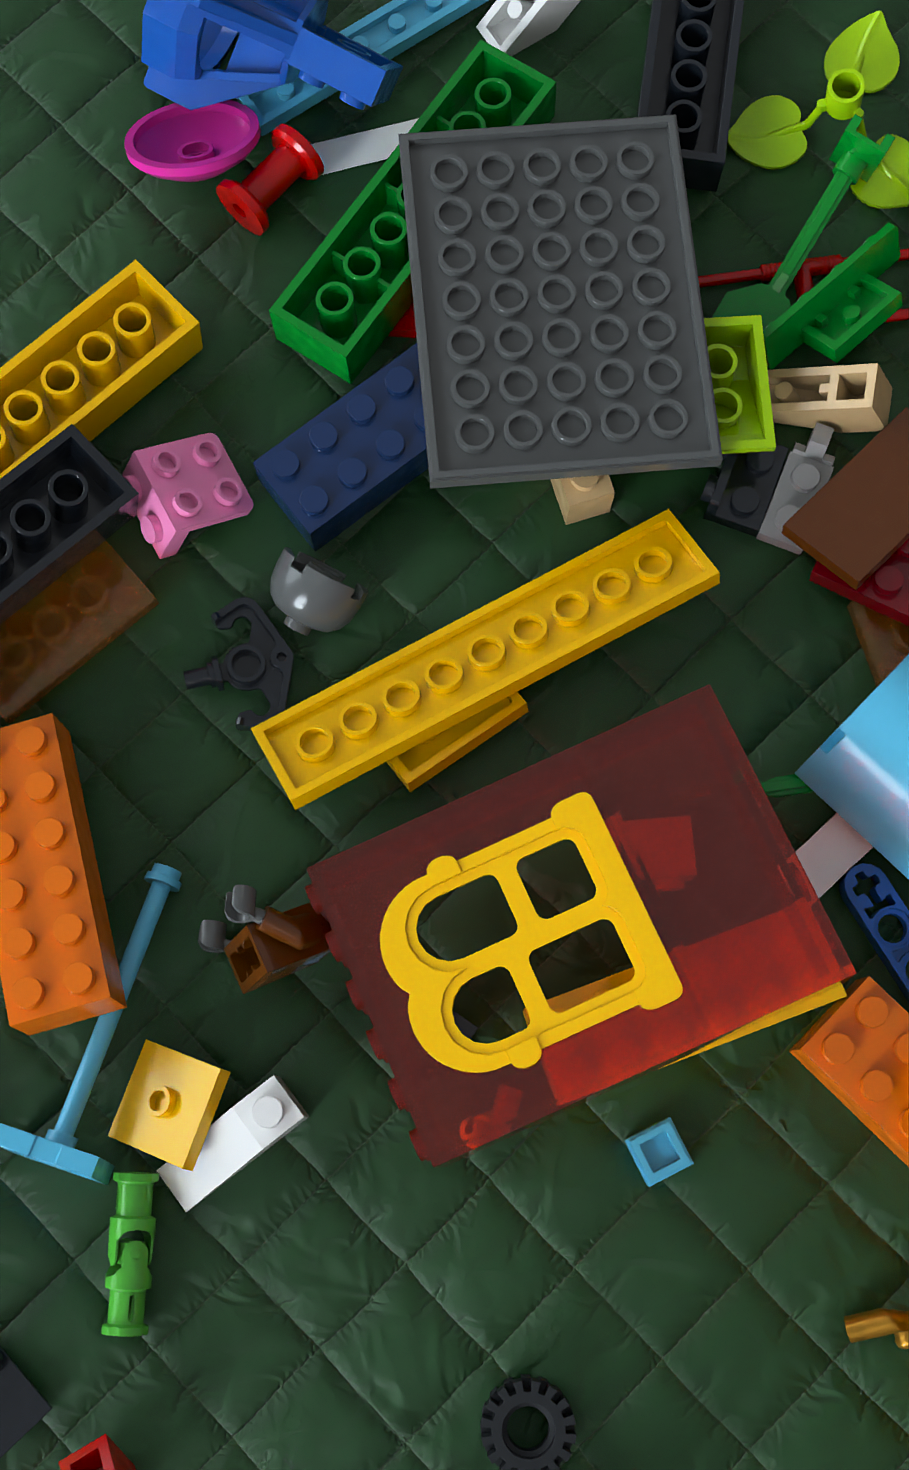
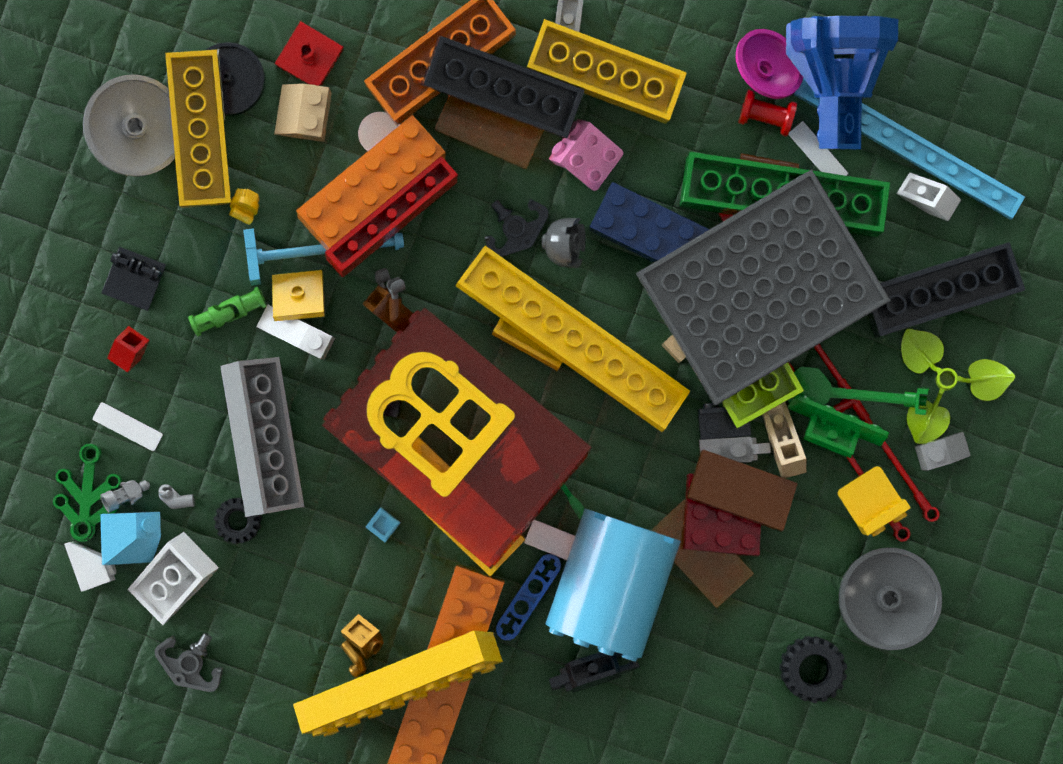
camera: 65 degrees right, 10 degrees up
(115, 866) = (391, 216): none -> red brick
(394, 1301) = (262, 436): none -> light grey brick
(851, 1289) = (363, 636): none -> pearl gold bracket

